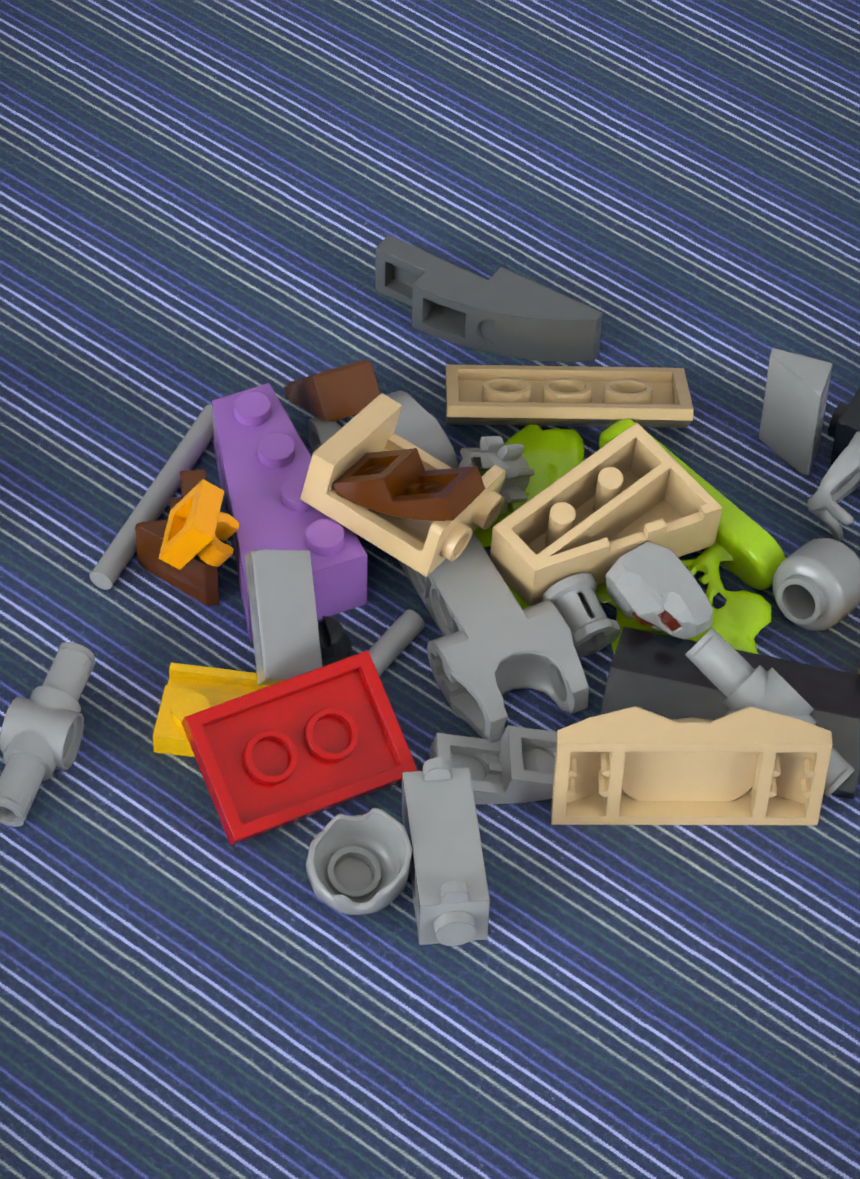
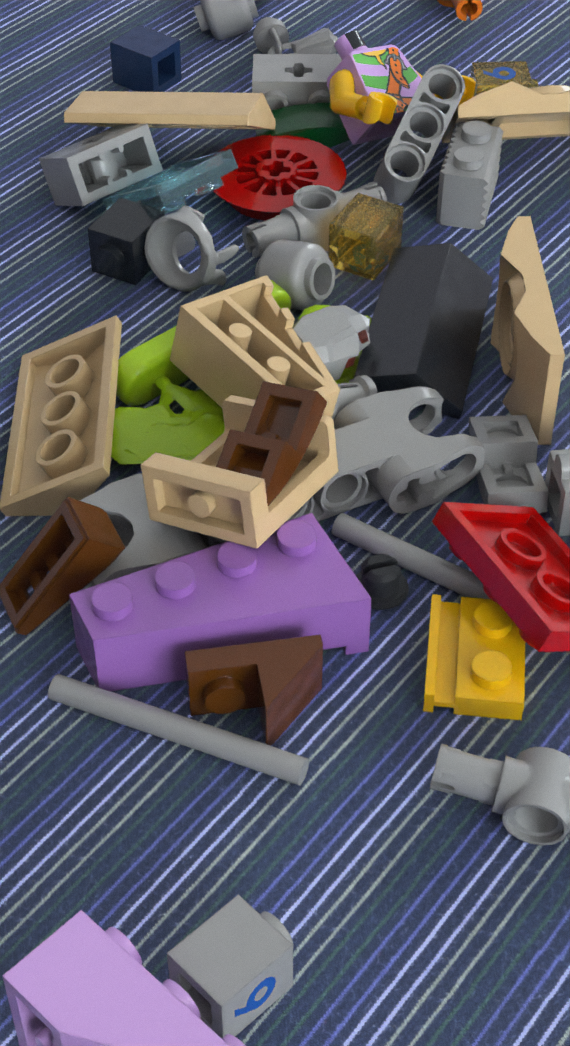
camera: 90 degrees left, 5 degrees down
(197, 528) = (298, 631): light orange tile -> none
(282, 614) = (398, 579): light grey slope -> none
(509, 458) = (187, 432): light grey gear -> none
(758, 689) = (455, 281): light grey pin -> none
(795, 407) = (119, 260): light grey slope -> none

